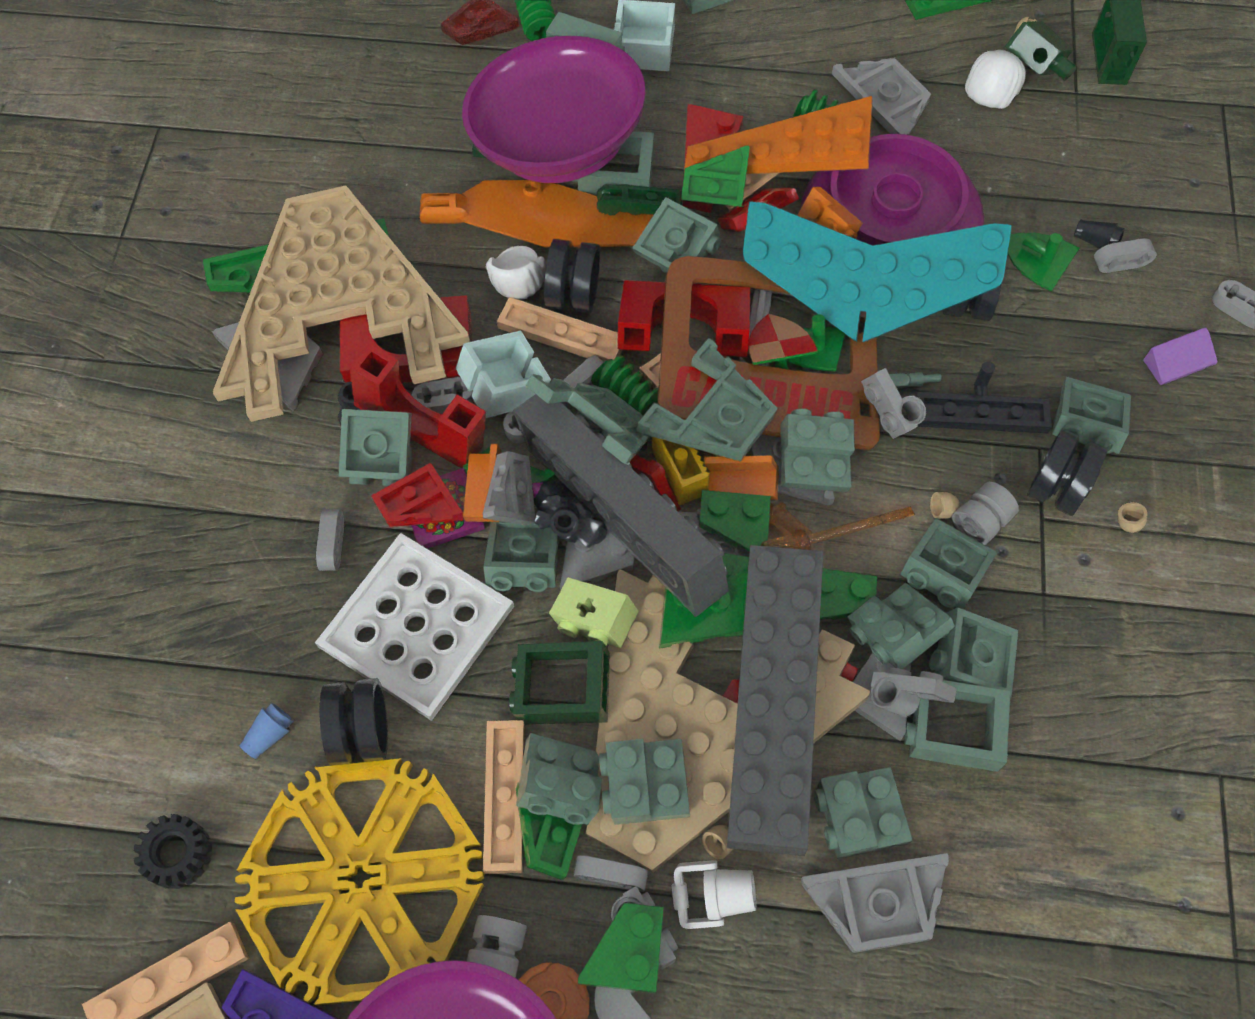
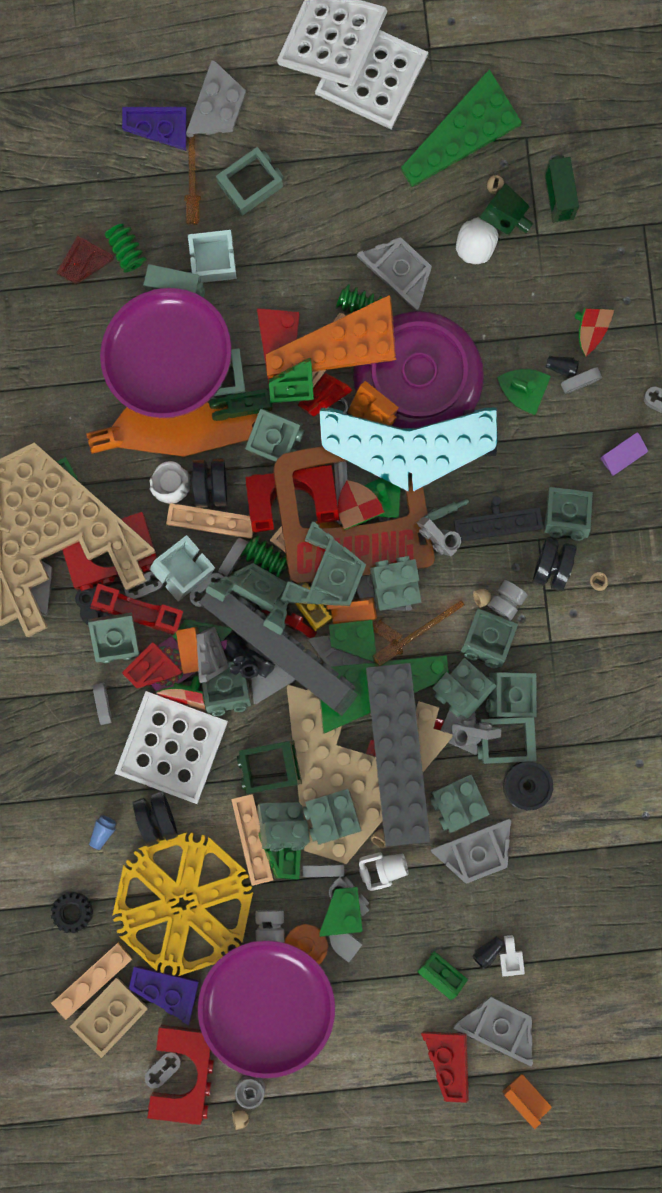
camera: 10 degrees left, 20 degrees up
(457, 546) = (186, 695): none -> shield
(593, 612) = (267, 716): yellowish green brick -> none
(1001, 787) = (540, 781): none -> black wheel
(1148, 194) = (592, 327): none -> shield

